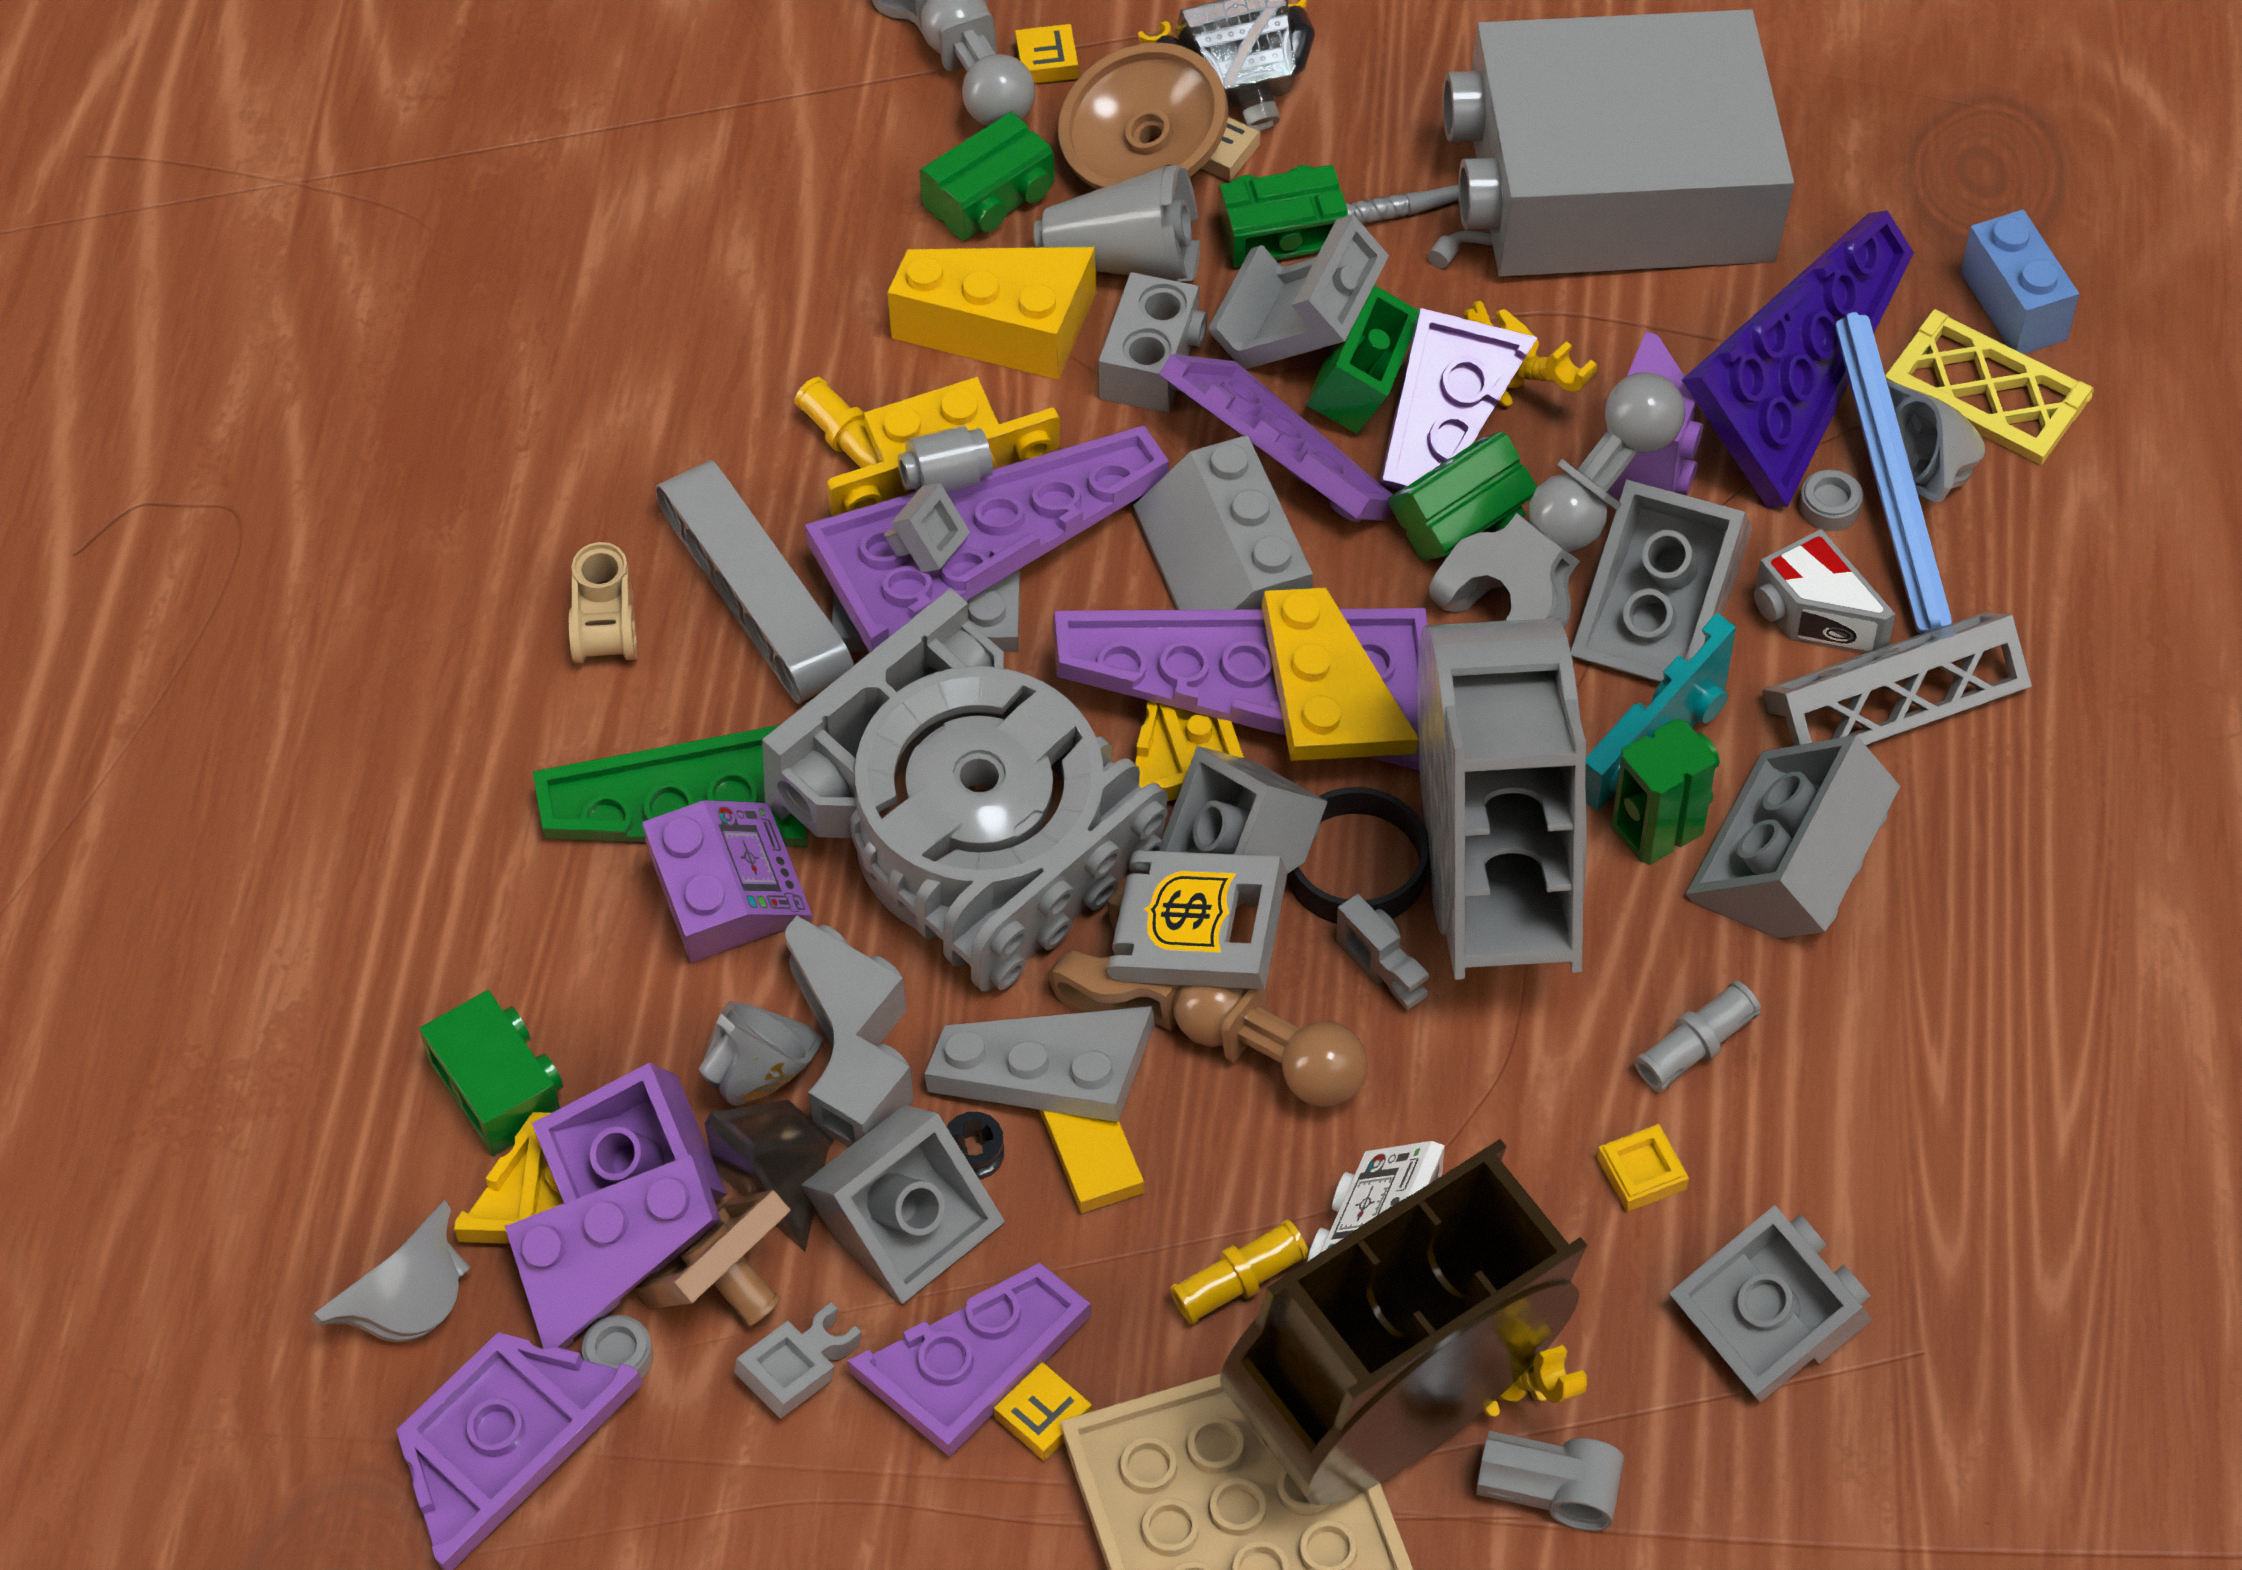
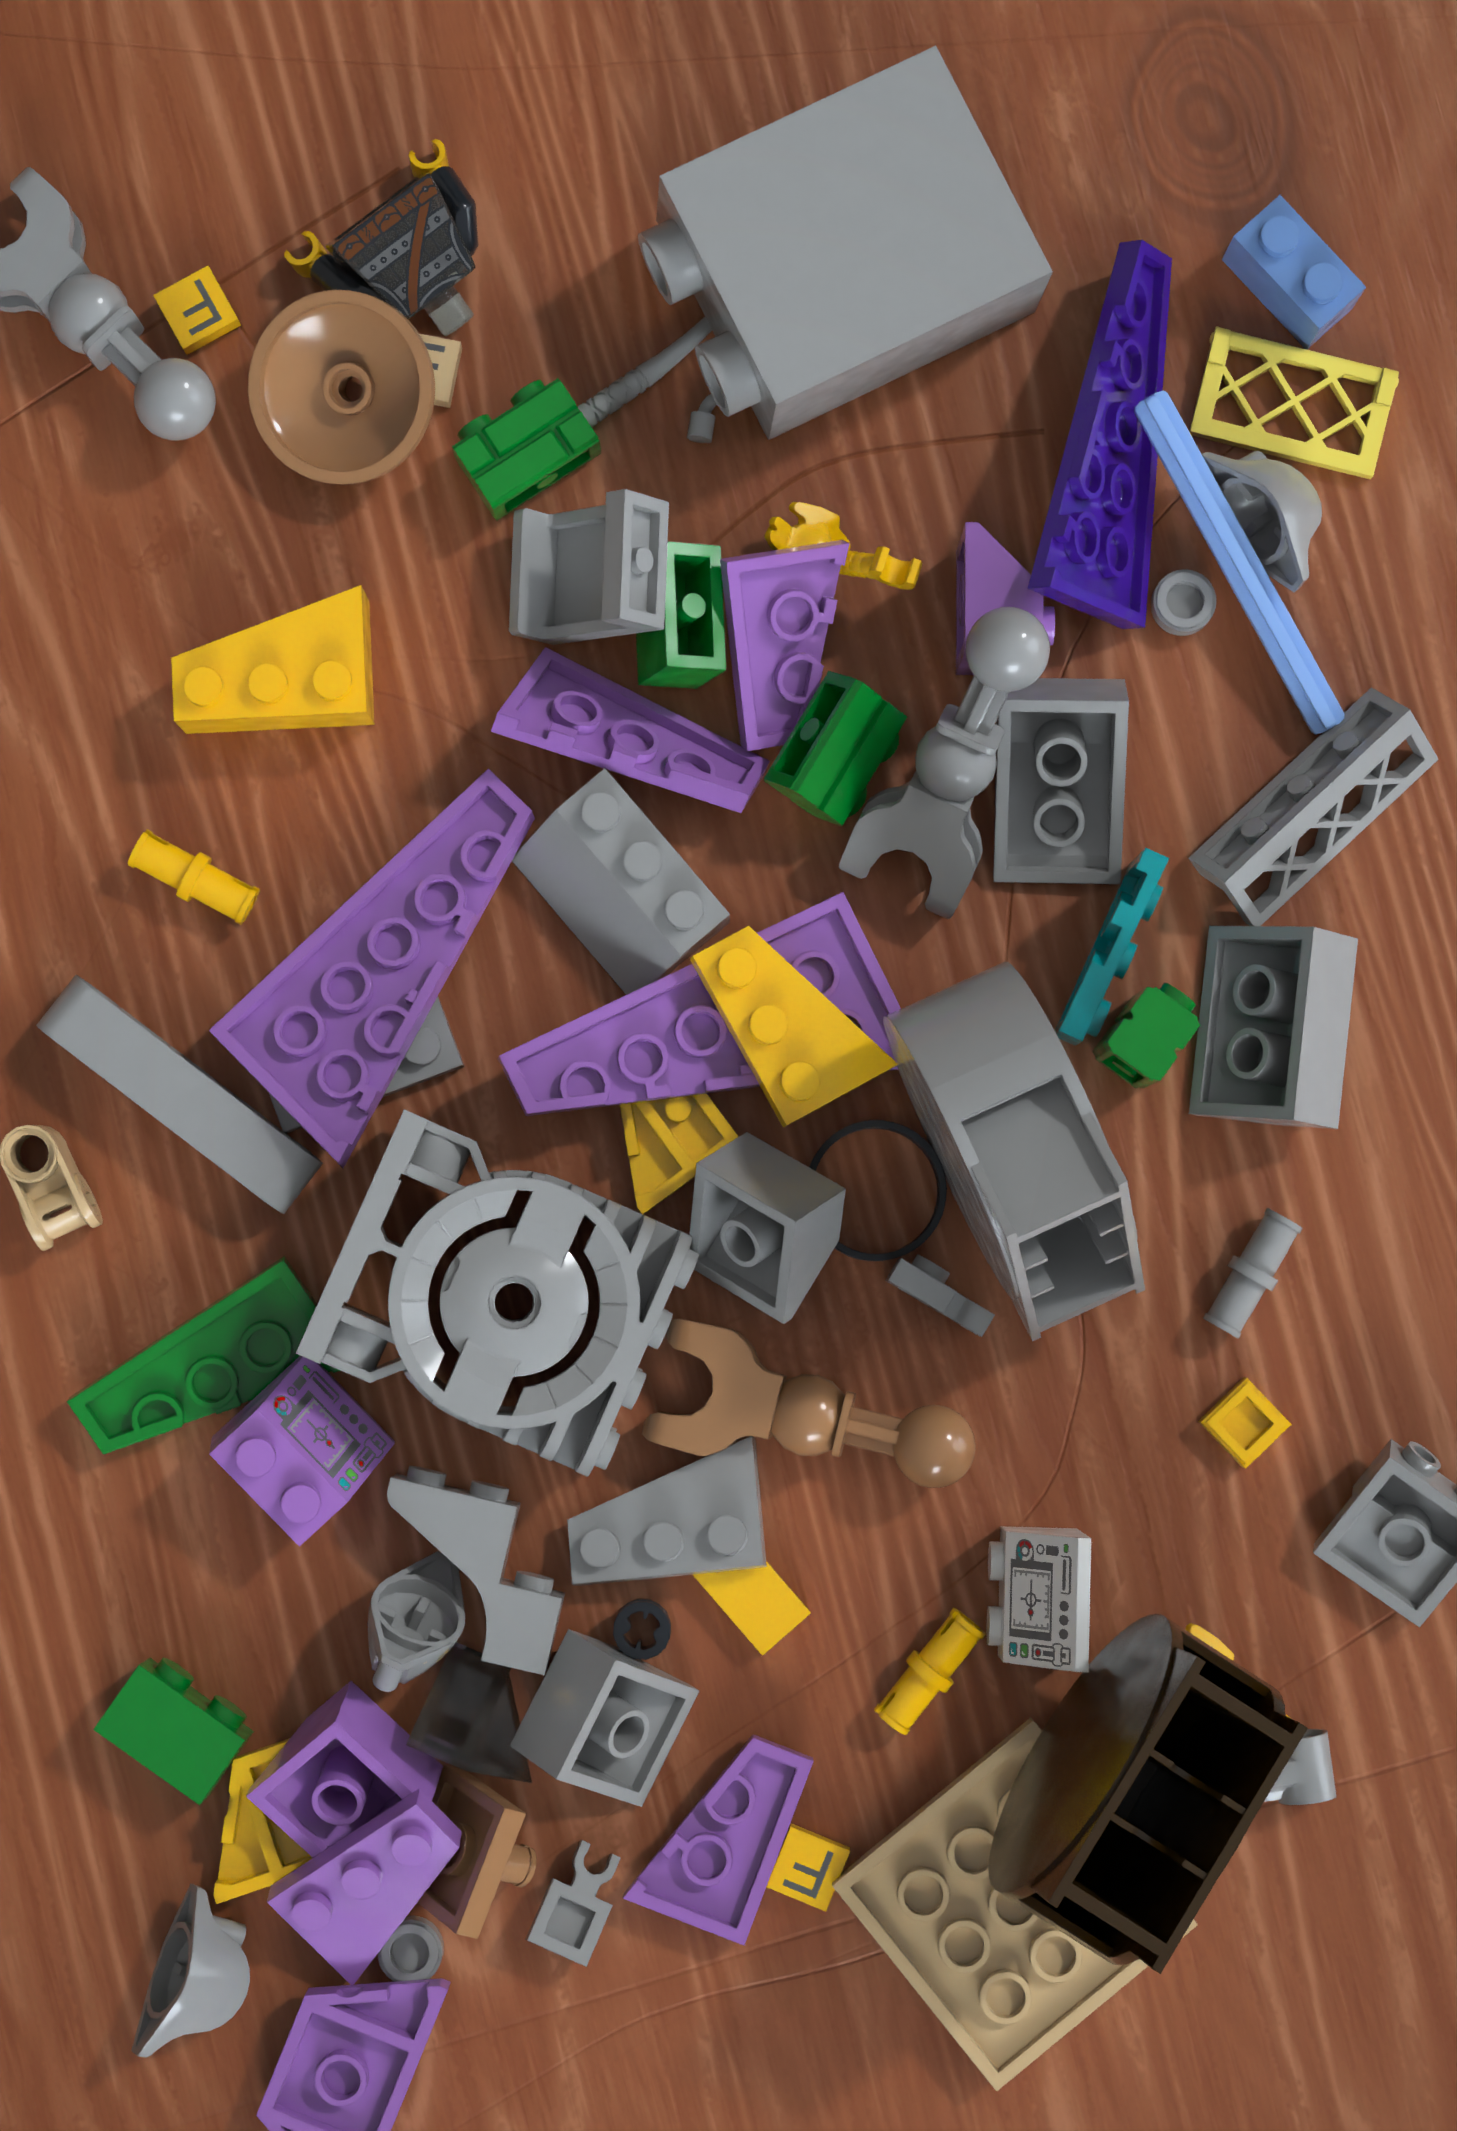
camera: 25 degrees left, 30 degrees up
(928, 528) = (342, 1013): light grey tile -> none
(929, 413) = (288, 867): yellow bracket -> none
(946, 457) = (320, 914): light grey brick -> none
(987, 177) = (207, 507): green brick -> none
(1132, 225) = (378, 534): light grey cone -> none
(1149, 325) = (441, 663): light grey brick -> none
(1182, 914) = (759, 1364): light grey container -> none
(1822, 597) = (1214, 736): slope -> none

